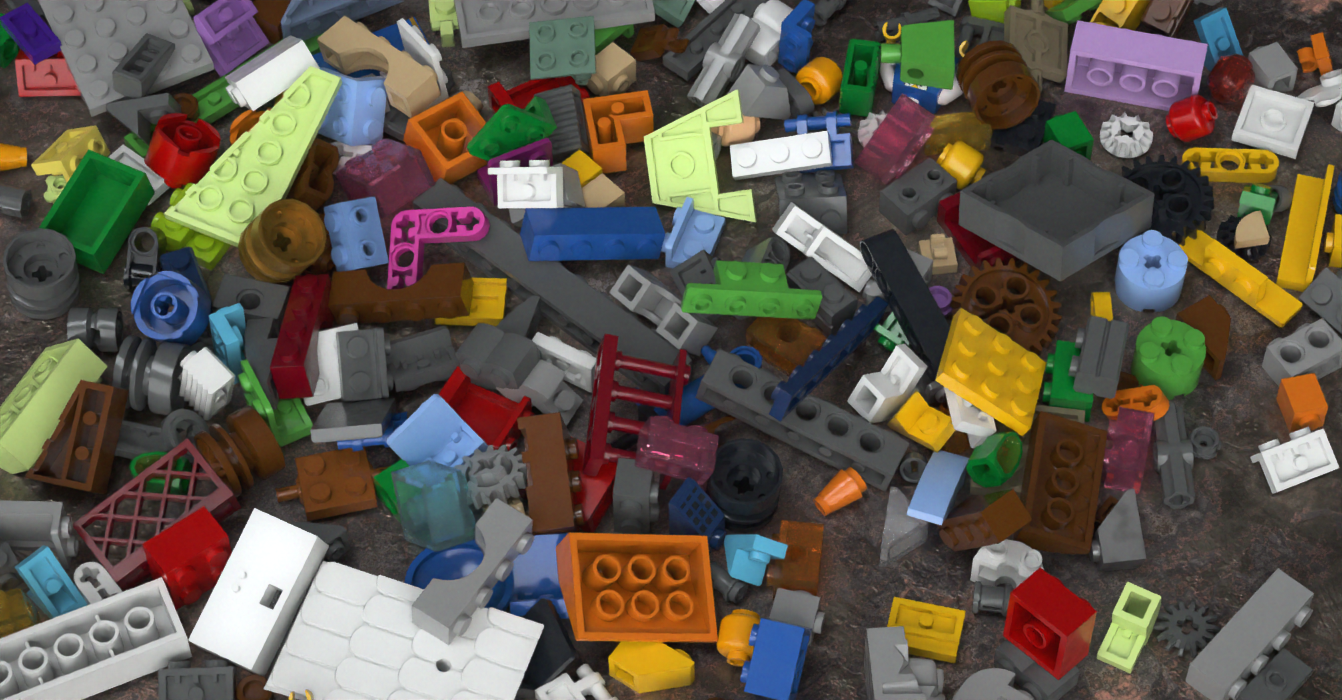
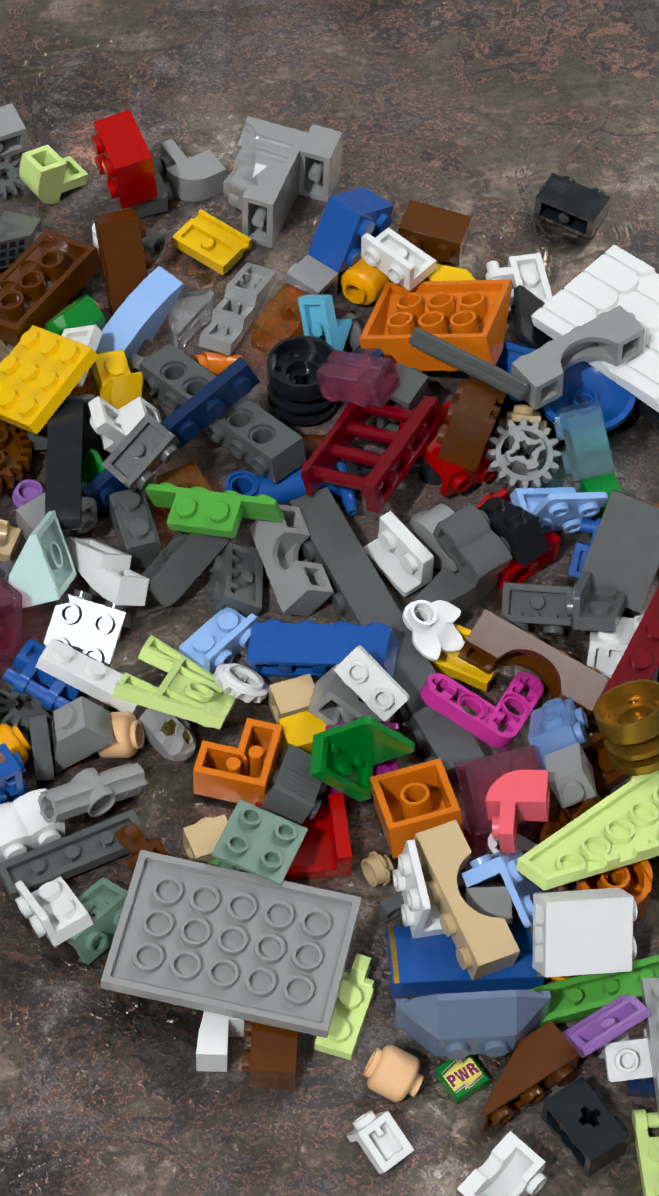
camera: 160 degrees left, 0 degrees up
(326, 184) = (570, 775): none -> light grey brick
(361, 133) = (515, 798): none -> coral brick
(470, 392) = (518, 528): none -> black brick
(501, 293) = (436, 629): none -> white plate
(577, 511) = (469, 363): none -> dark grey axle
(647, 184) = (241, 682): none -> white gear
(712, 638) = (397, 258): none -> white bracket
(837, 310) = (142, 453): none -> dark grey bracket
(854, 560) = (238, 308): none -> light grey slope
(867, 198) = (43, 565): none -> light aqua slope

